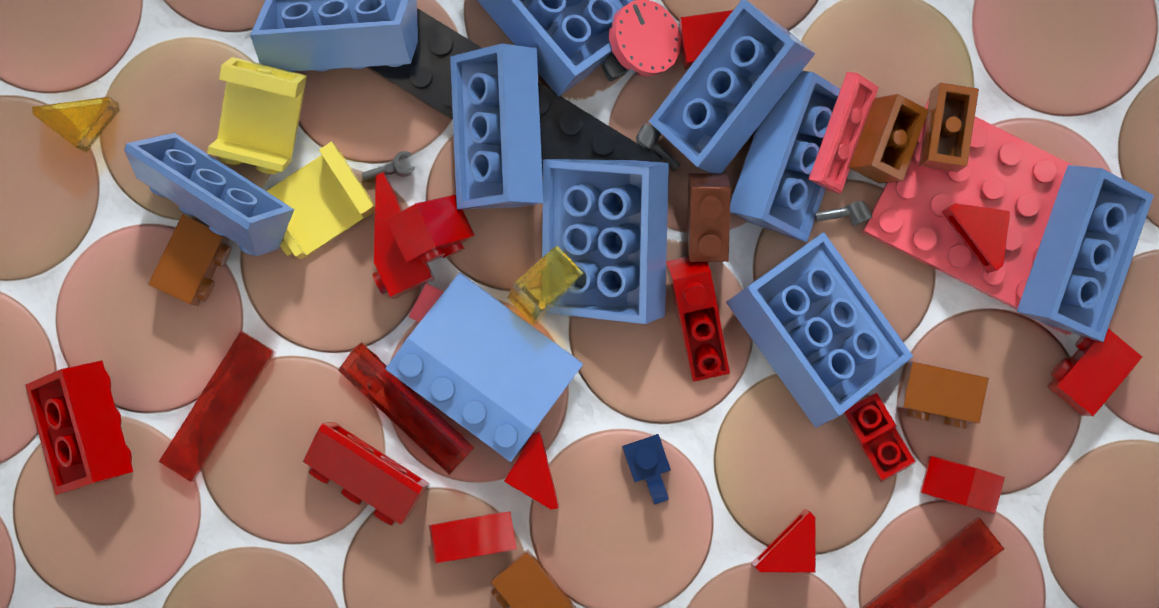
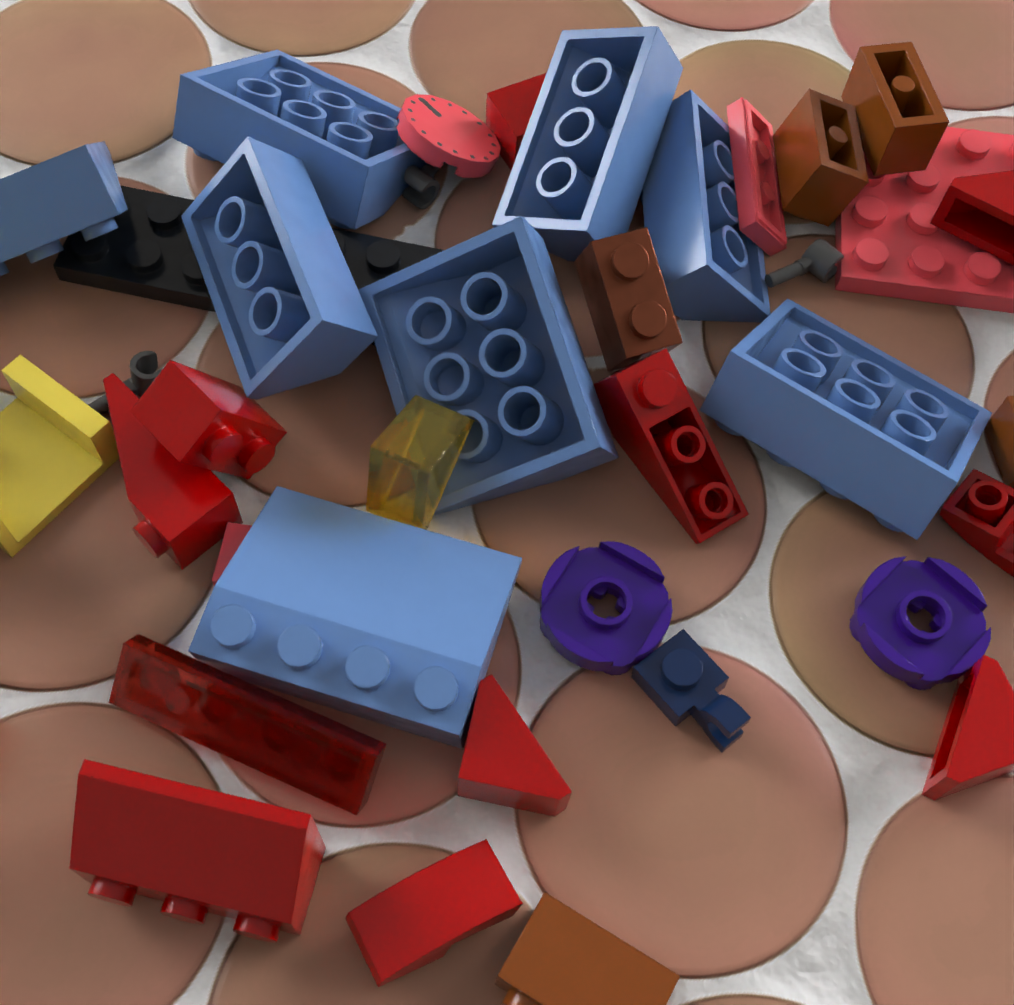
camera: 25 degrees left, 25 degrees down
(617, 427) = (607, 642): none -> dark purple plate
(815, 481) = (900, 648): none -> dark purple plate

